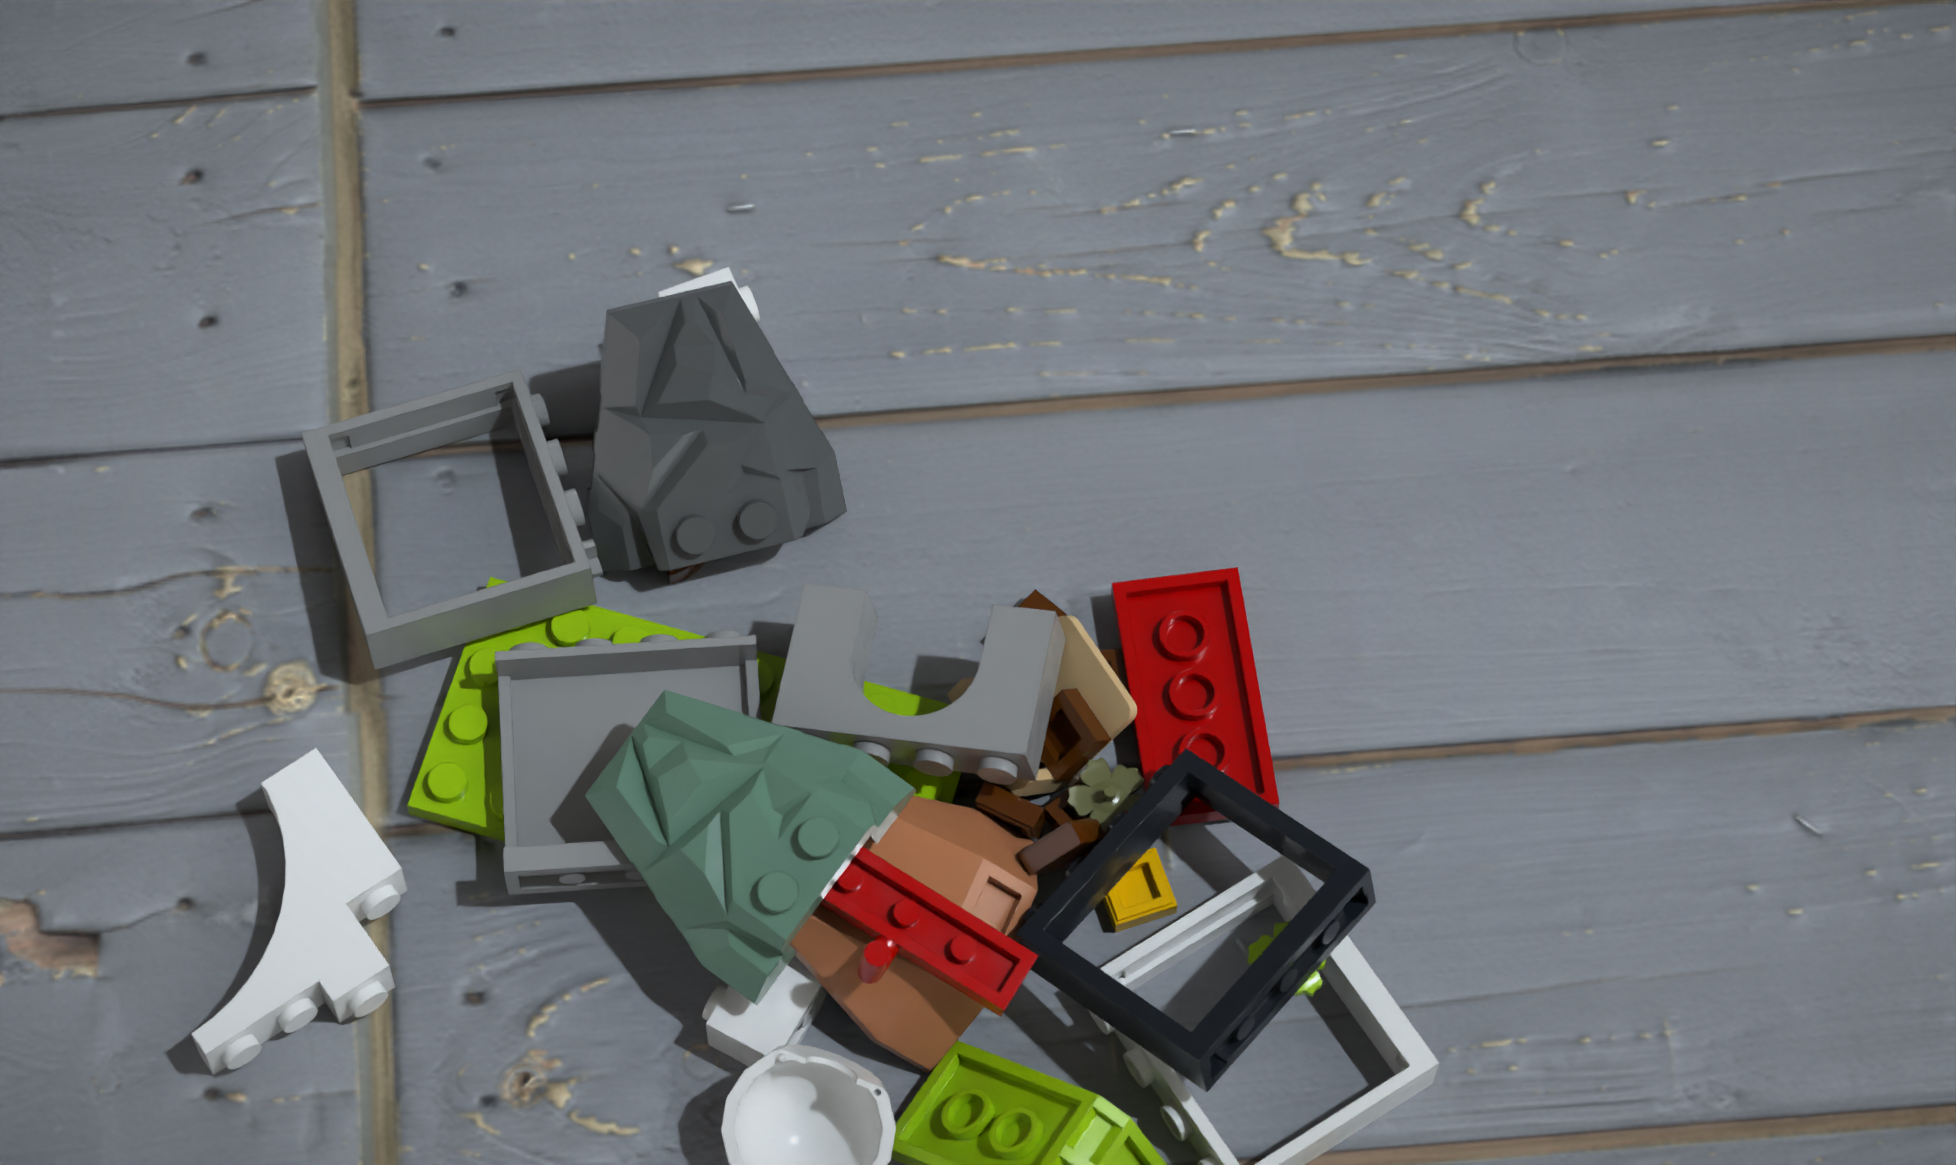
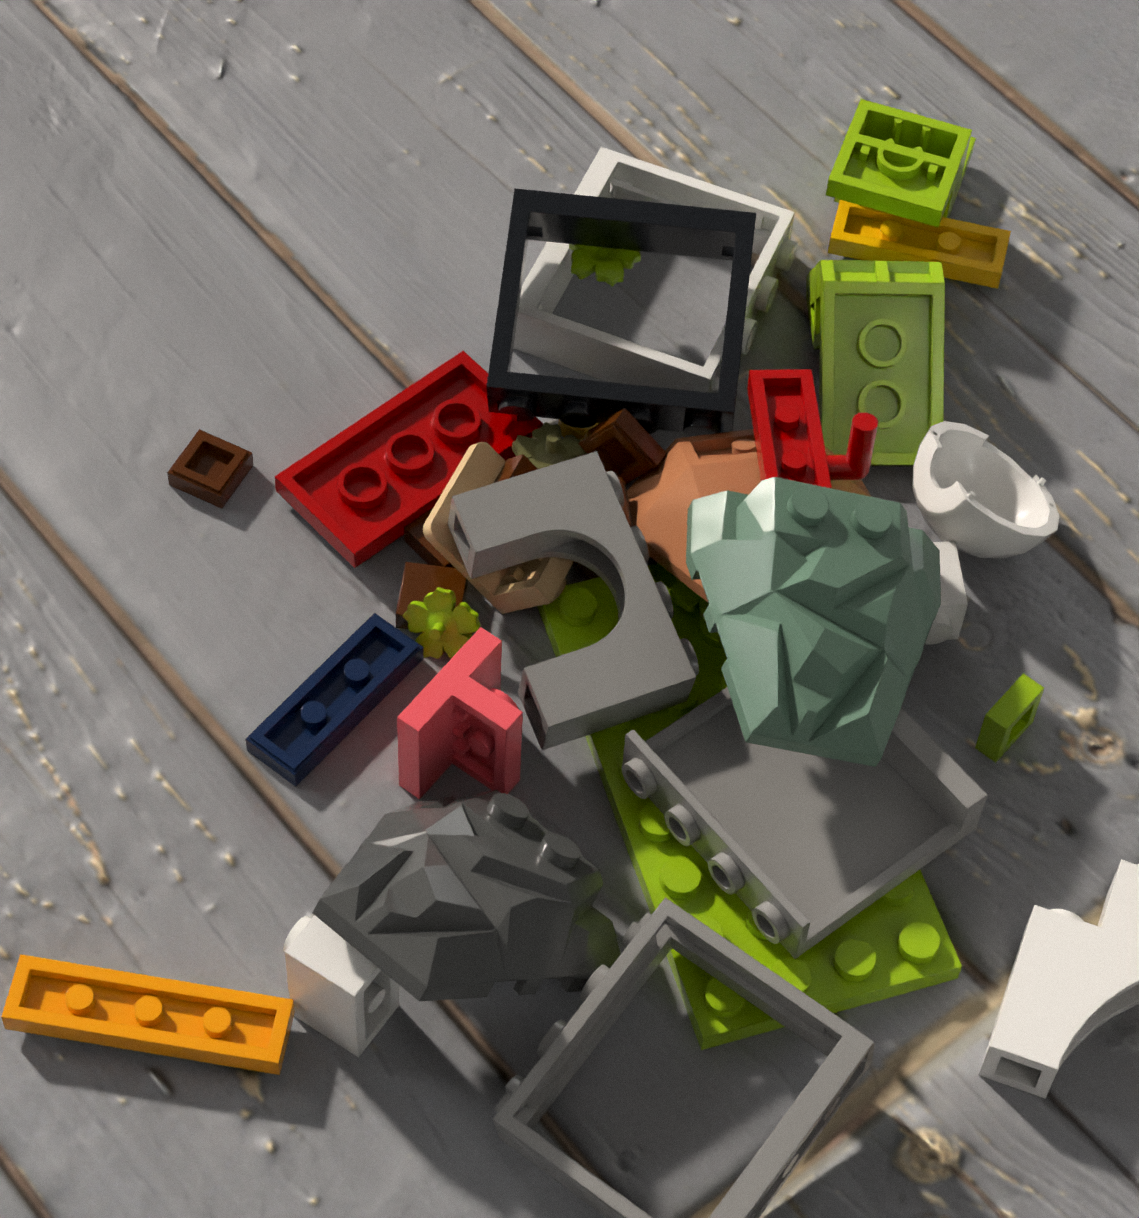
camera: 125 degrees left, 10 degrees down
(589, 1001) = (1009, 717): none -> lime tile
(798, 205) = (149, 1014): none -> light orange plate
(870, 549) = (462, 722): none -> coral bracket
(977, 626) = (441, 623): none -> lime plant
(989, 506) = (334, 699): none -> dark blue tile
(1296, 540) = (210, 468): none -> reddish brown tile

